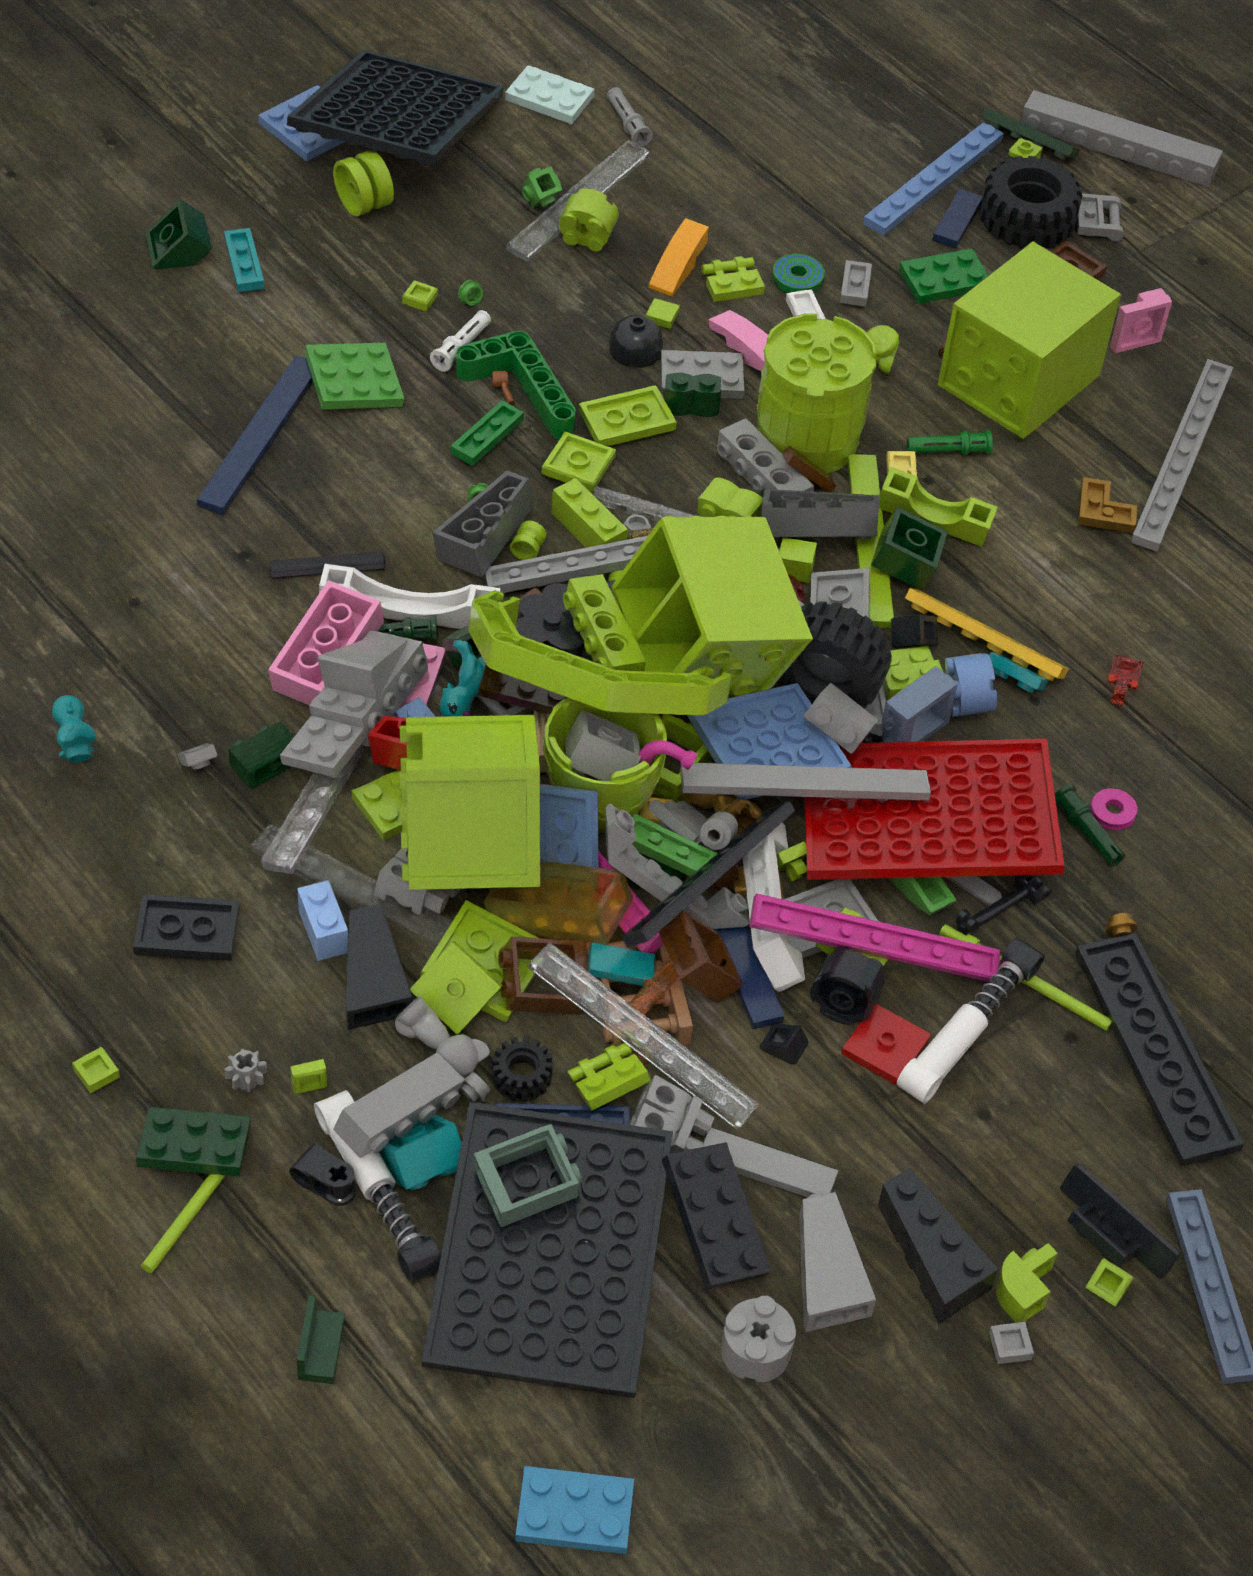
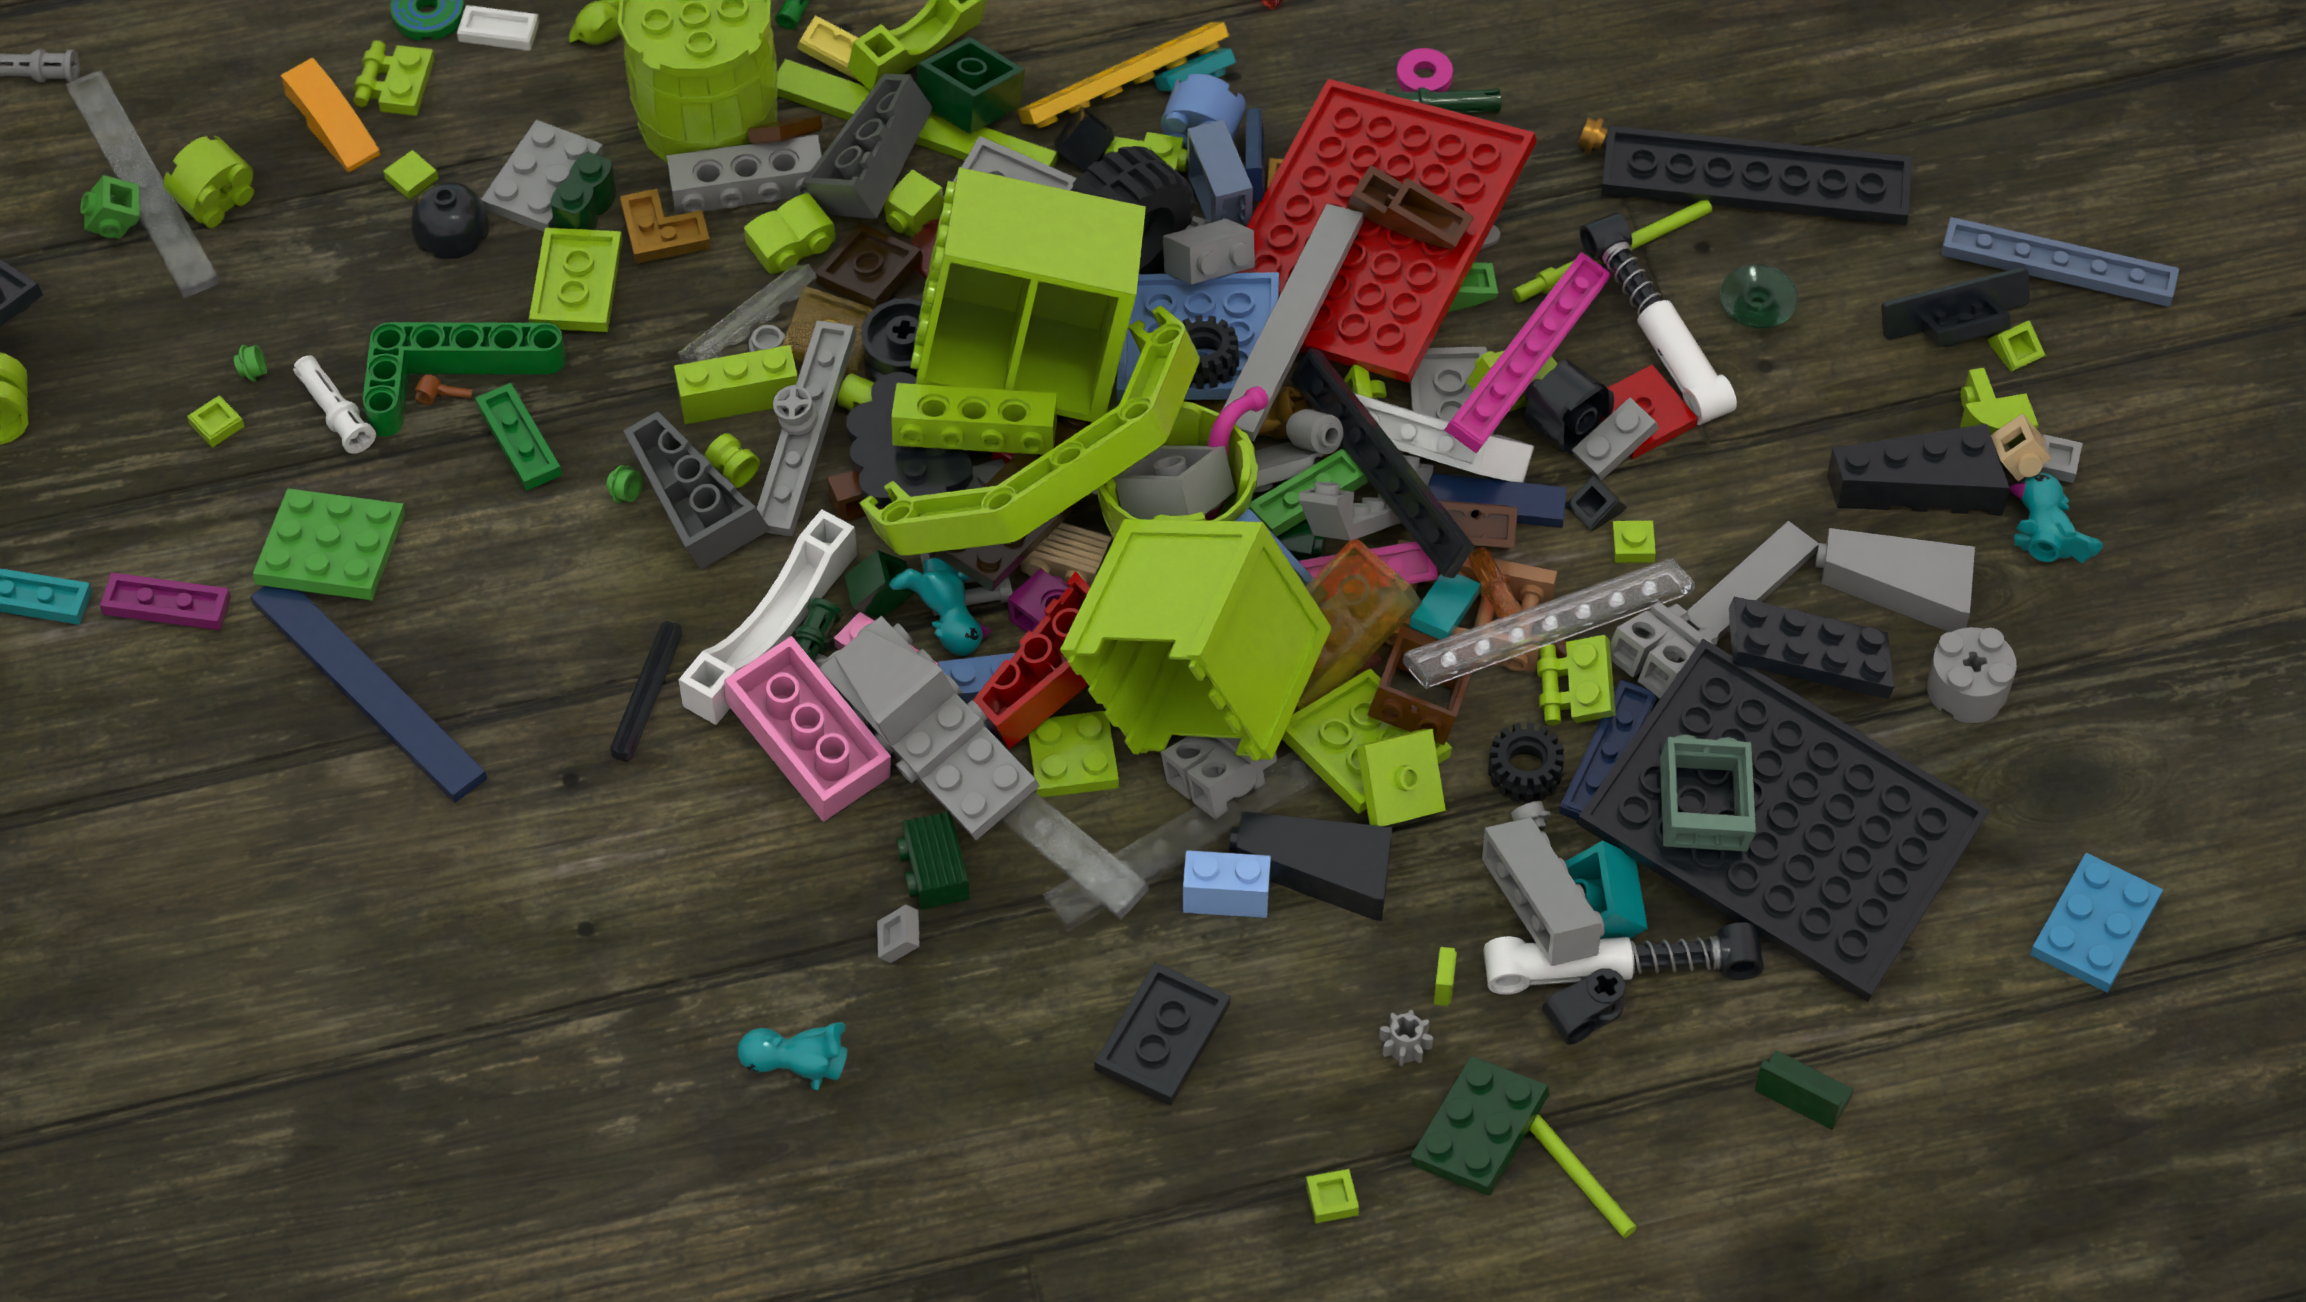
camera: 60 degrees left, 5 degrees up
(271, 320) = (165, 601): none -> magenta plate
(423, 1023) = (1423, 834): light grey animal -> none
(573, 548) = (788, 402): none -> light grey wheel
(578, 459) = (623, 359): lime plate -> none
(690, 442) = (659, 236): none -> pearl gold plate
(742, 337) = (537, 98): bright pink slope -> none
(743, 726) = (1218, 338): none -> black tyre
(763, 1076) = (1633, 542): none -> lime plate
(844, 1030) = (1615, 439): none -> light grey plate
(934, 1352) = (2048, 528): none -> teal animal
(946, 814) = (1409, 209): none -> reddish brown slope
(956, 723) = (1255, 152): none -> dark blue tile
(993, 1303) = (2028, 456): none -> tan brick
(1024, 890) = (1521, 267): black hinge -> none
(1042, 1072) = (1760, 285): none -> clear green dish

